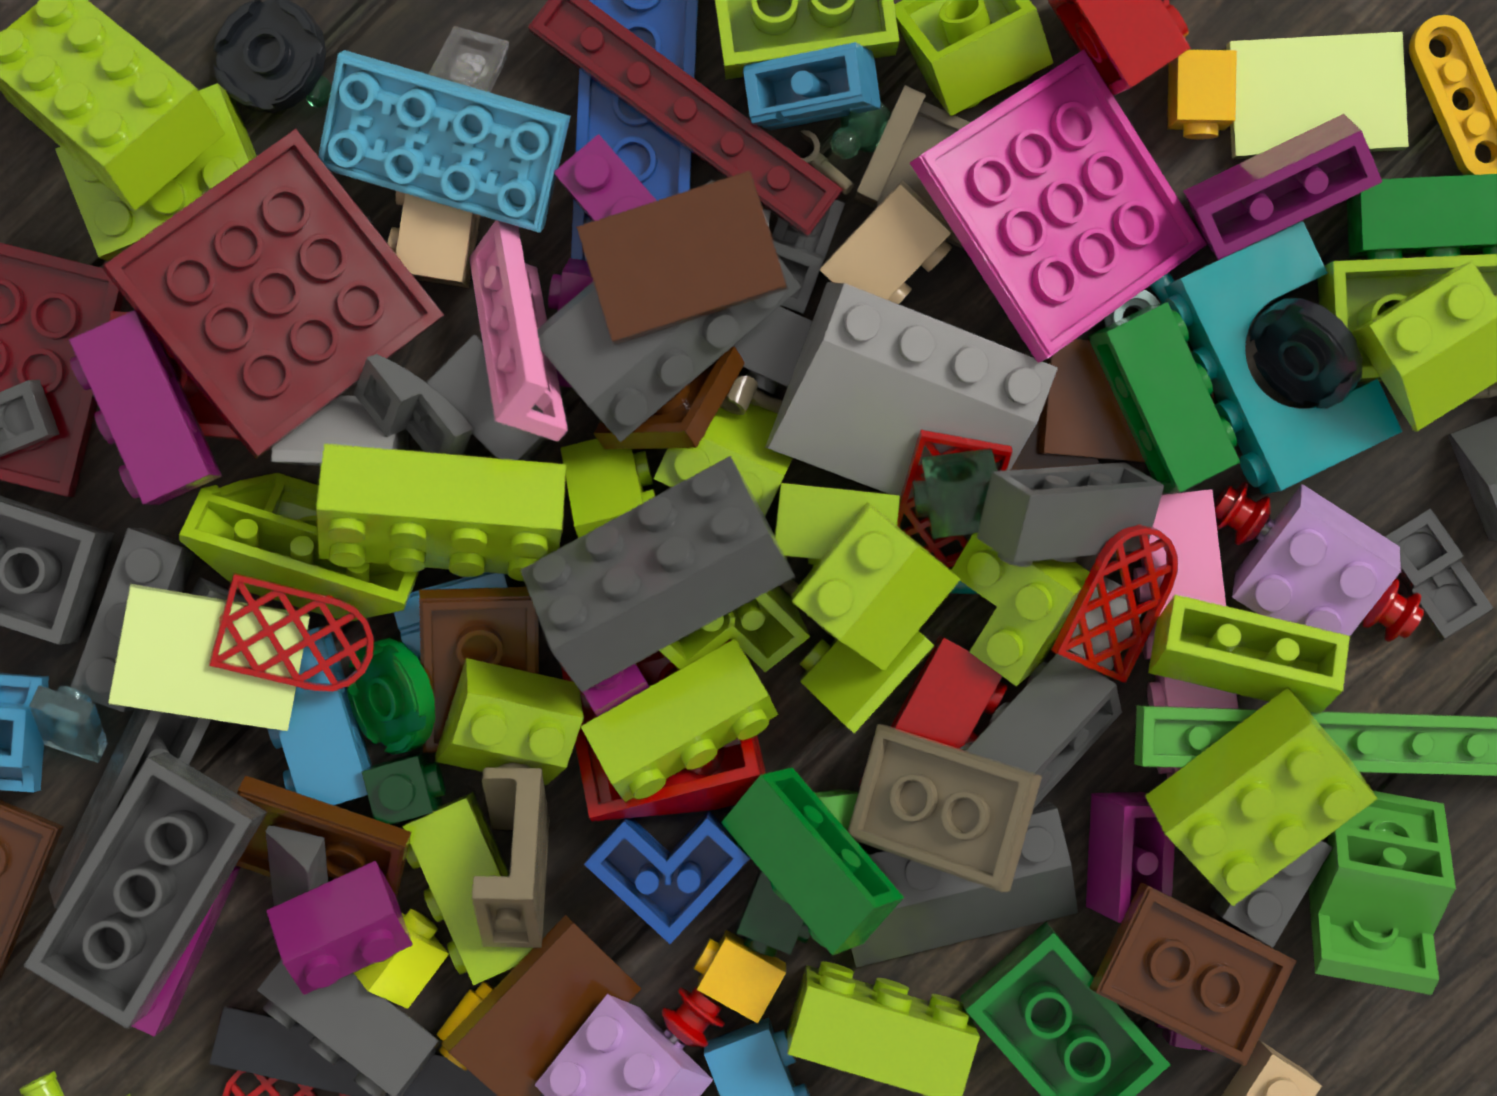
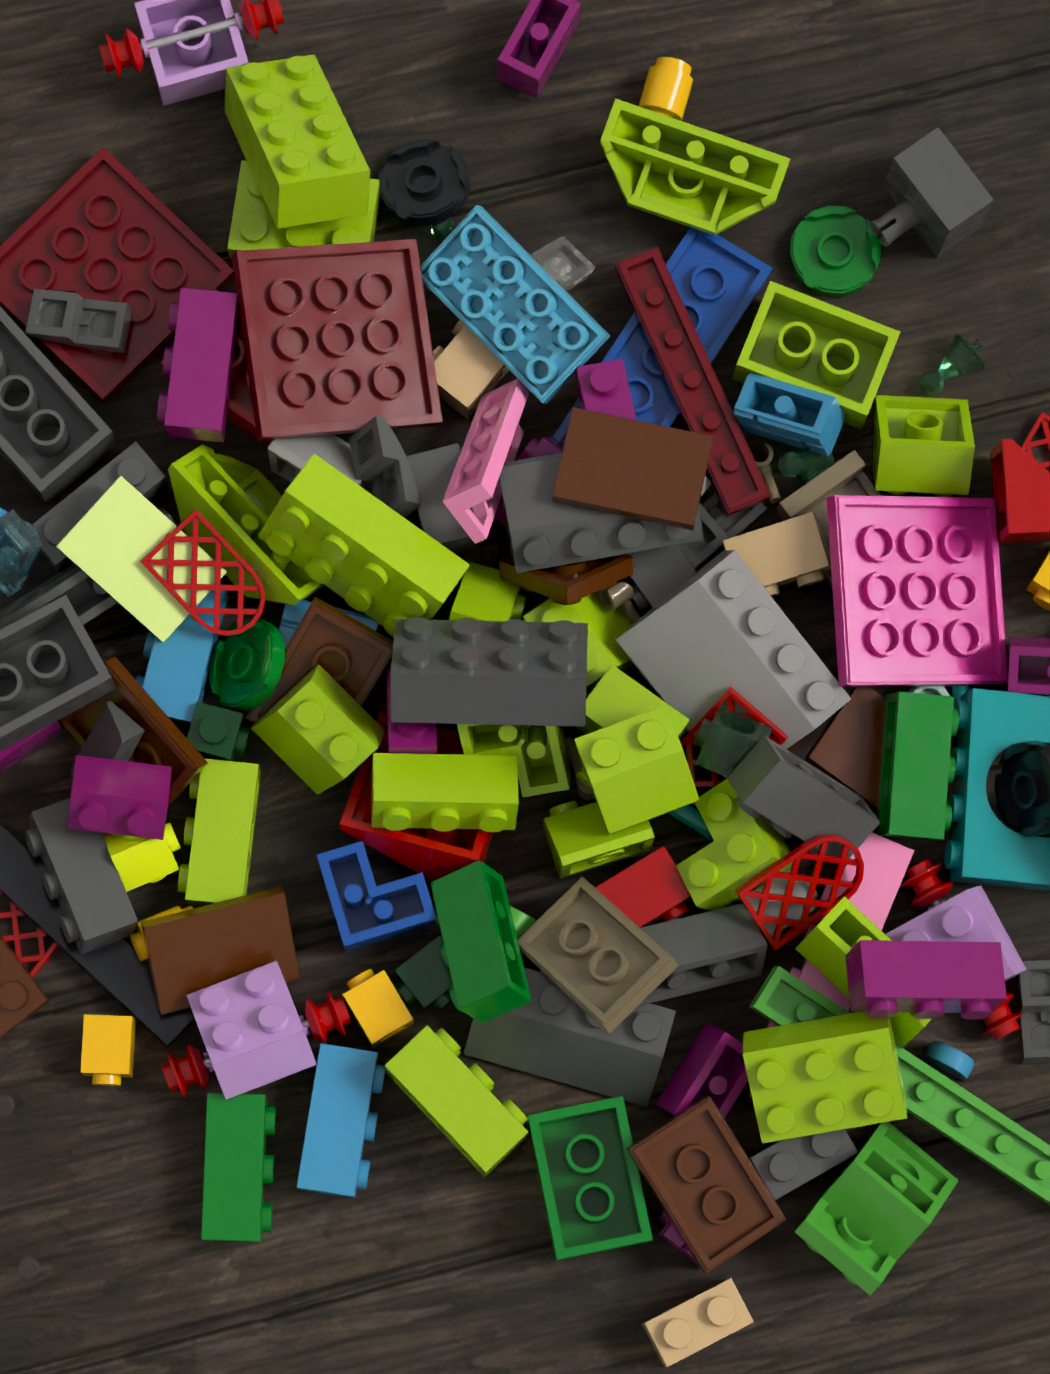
camera: 20 degrees right, 10 degrees down
(513, 907) = (257, 843): dark tan panel -> none
(1319, 642) = (925, 978): none -> magenta brick
(1370, 685) = (949, 1059): none -> dark azure tile

